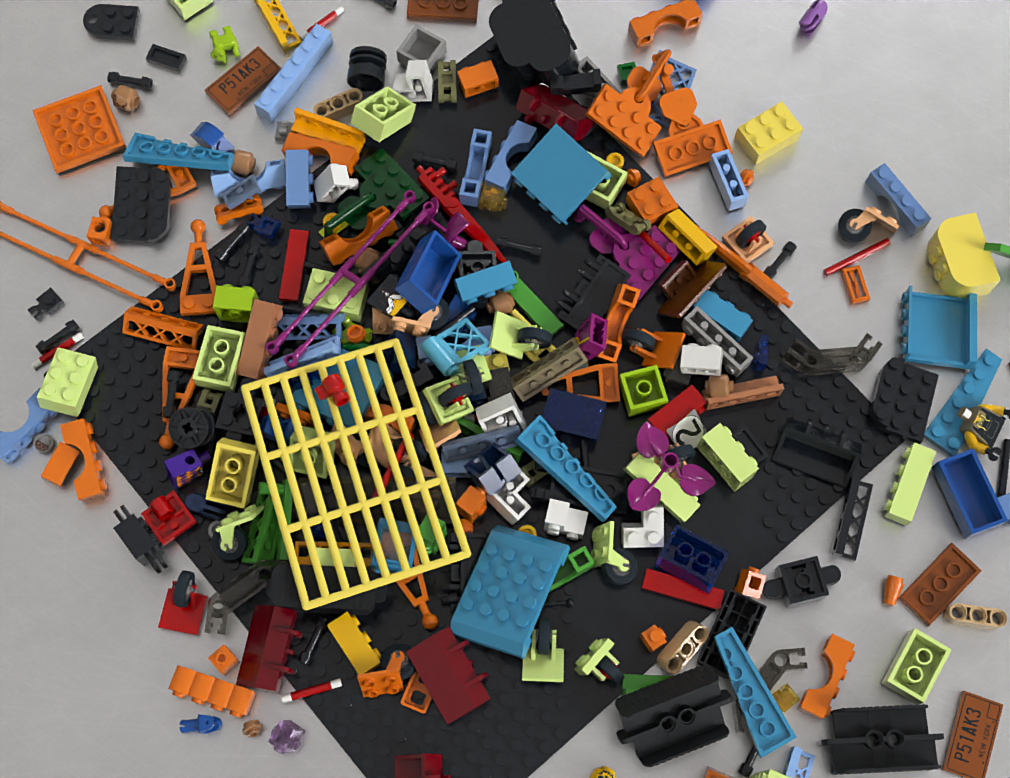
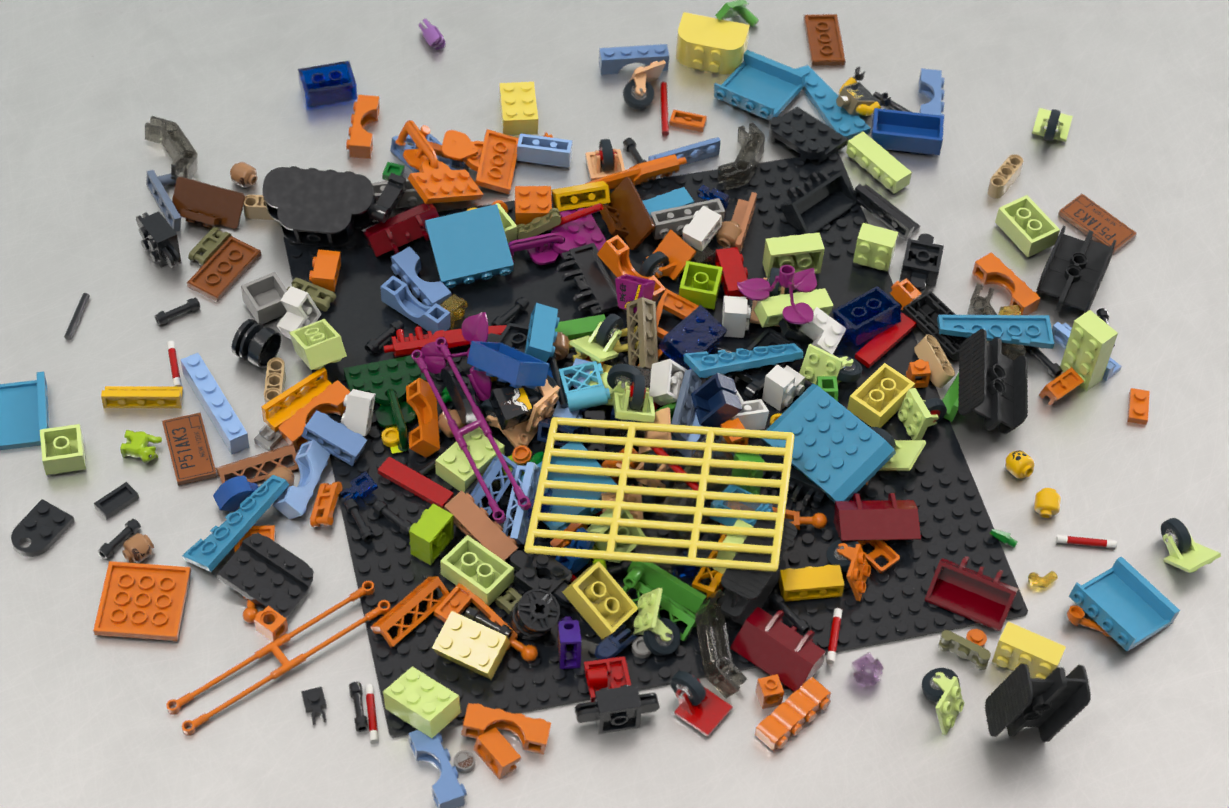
camera: 65 degrees left, 20 degrees down
(142, 392) = (471, 645): none -> light yellow brick
(200, 303) = (402, 575): orange plate -> none
(203, 724) = (820, 733): blue piece -> none
(241, 192) = (316, 486): sand blue plate -> none
(250, 132) = (256, 460): none -> nougat fence
(252, 728) = (844, 696): medium nougat plate -> none
(333, 387) = (576, 473): red piece -> none
(602, 615) = (880, 396): none -> light yellow brick
(622, 437) = (735, 316): none -> white brick
(688, 430) = (752, 270): sticker -> none
(785, 529) = (875, 247): none -> yellowish green brick
(810, 303) = (693, 152): none -> medium blue fence
(892, 589) = (957, 214): orange cone -> none
(939, 584) = (967, 187): dark orange tile -> none

